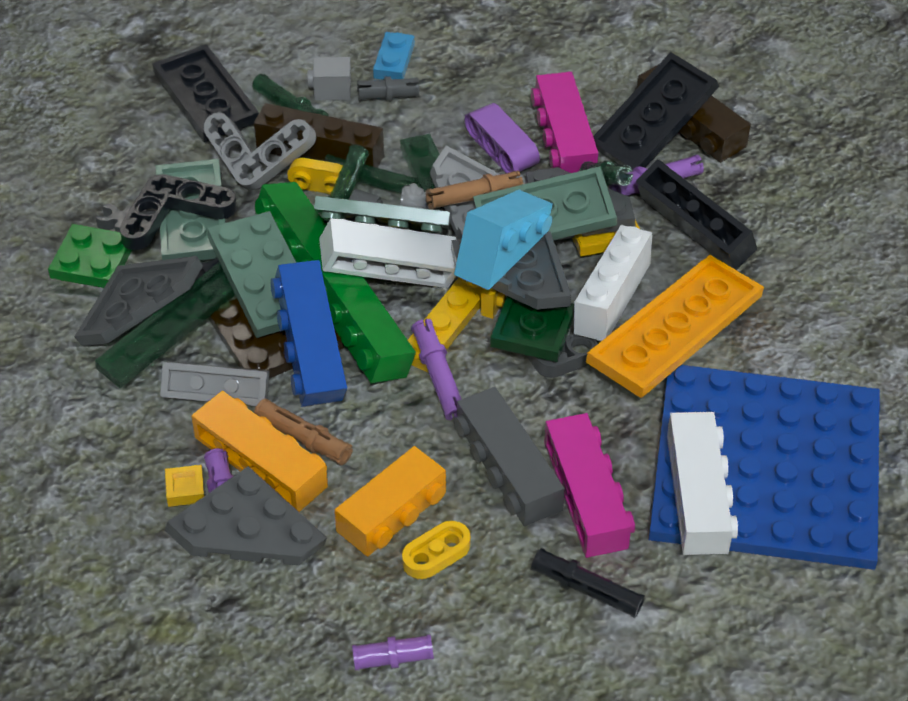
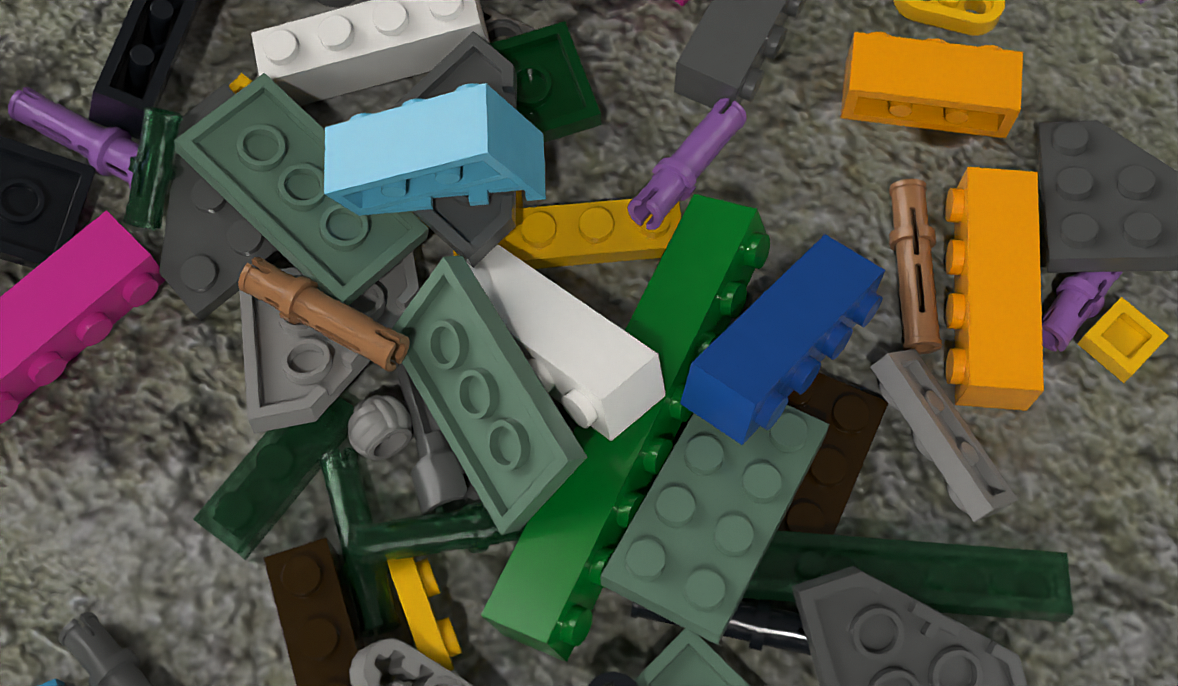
camera: 125 degrees left, 20 degrees up
(502, 138) = (136, 398): medium lavender beam -> none

